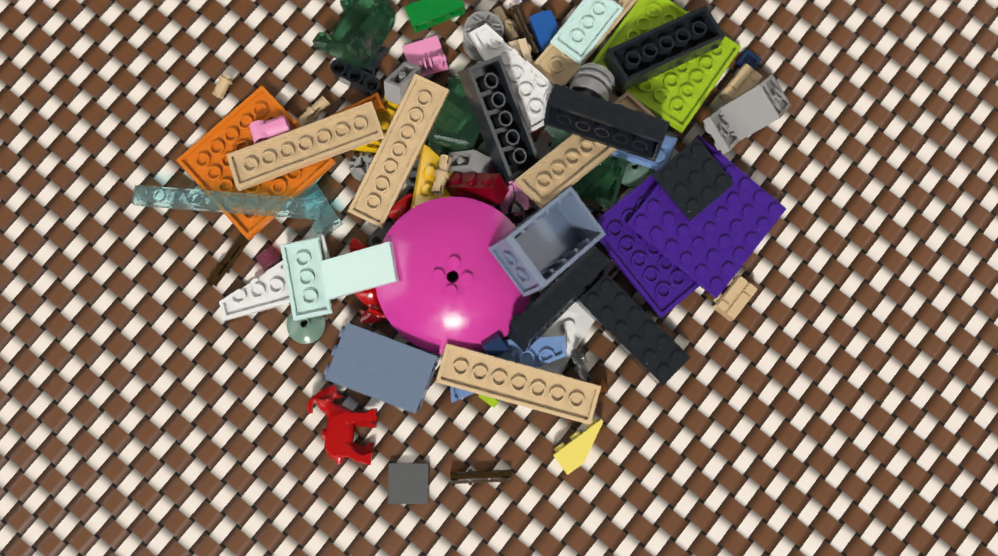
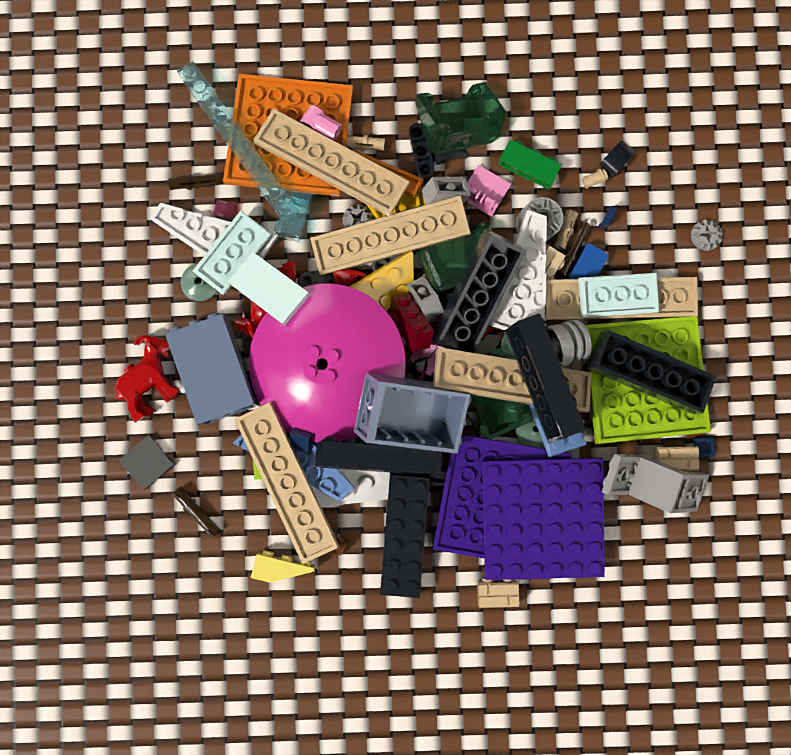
camera: 55 degrees right, 5 degrees up
(222, 86) = (326, 56): tan pin -> none
(441, 174) = (398, 285): tan pin -> none
(579, 360) = (347, 513): dark grey plate -> none
(693, 179) = (561, 484): black plate -> none

